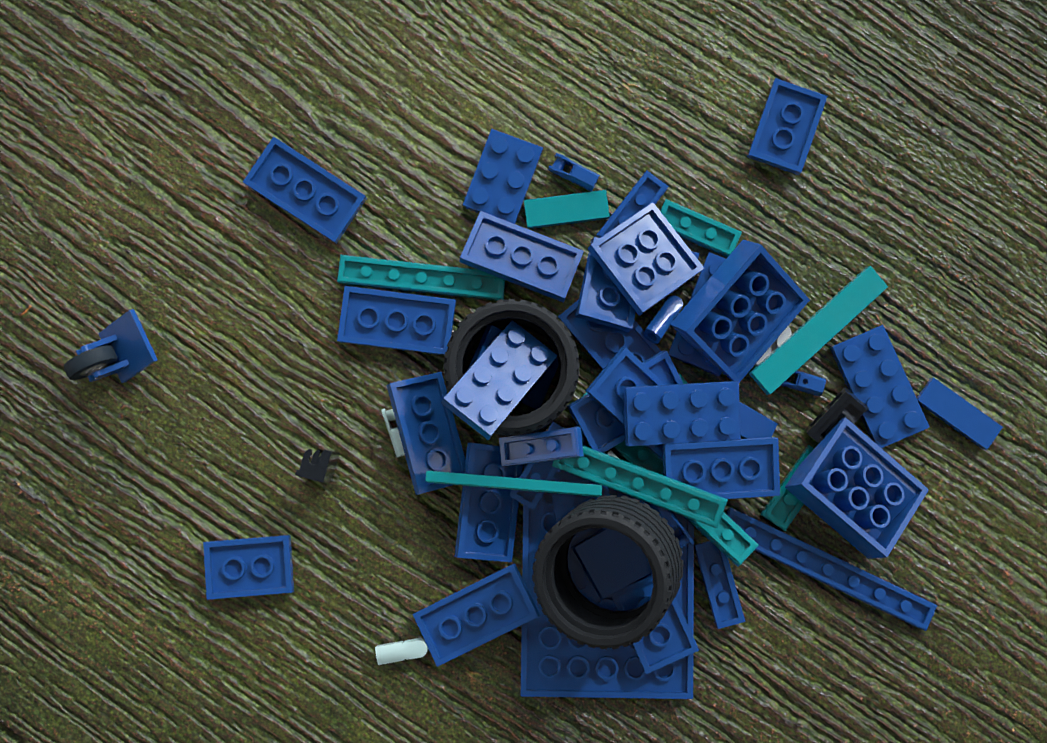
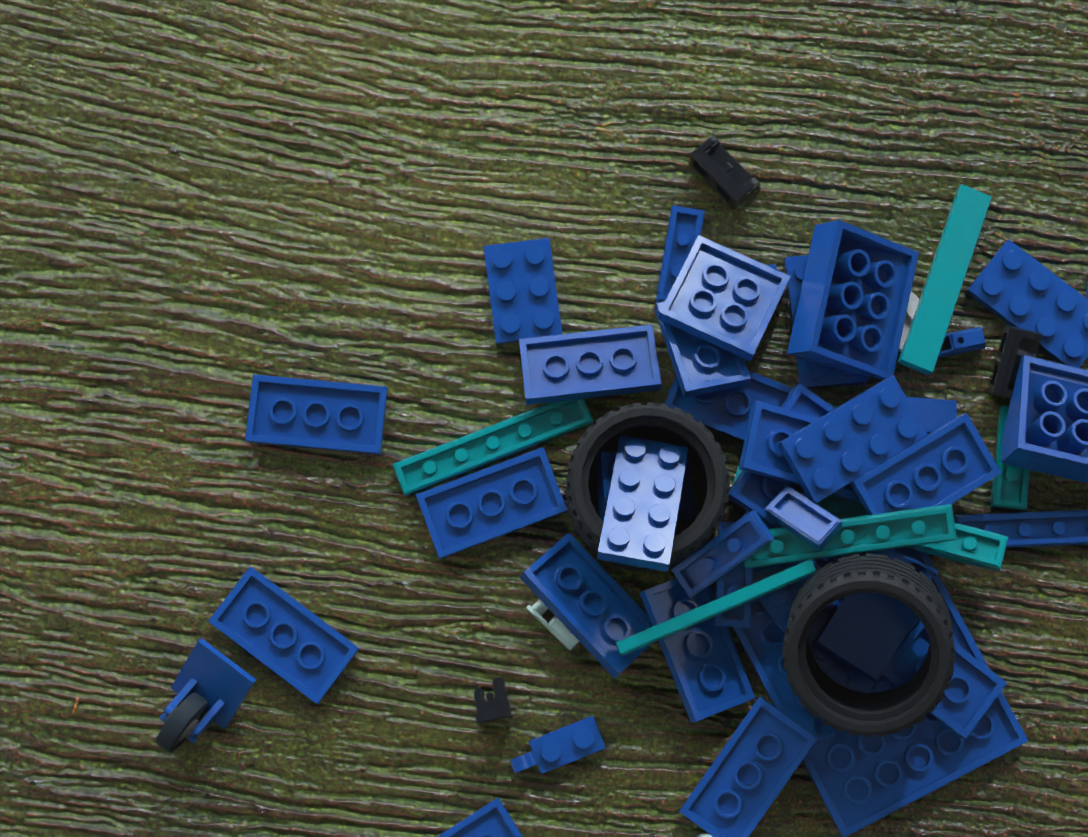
camera: 25 degrees left, 5 degrees down
(197, 338) = (284, 635): none -> blue plate
(353, 523) = (561, 746): none -> blue plate
(566, 209) = (609, 290): teal tile -> none
(579, 175) = (602, 247): blue bar -> none
(613, 452) = (803, 518): none -> tile
(663, 318) = (776, 352): blue bar -> none
(697, 164) = (722, 172): none -> black hinge
(701, 229) = (763, 237): teal tile -> none
(719, 585) = (988, 604): blue plate -> none
(787, 126) = (795, 84): blue plate -> none

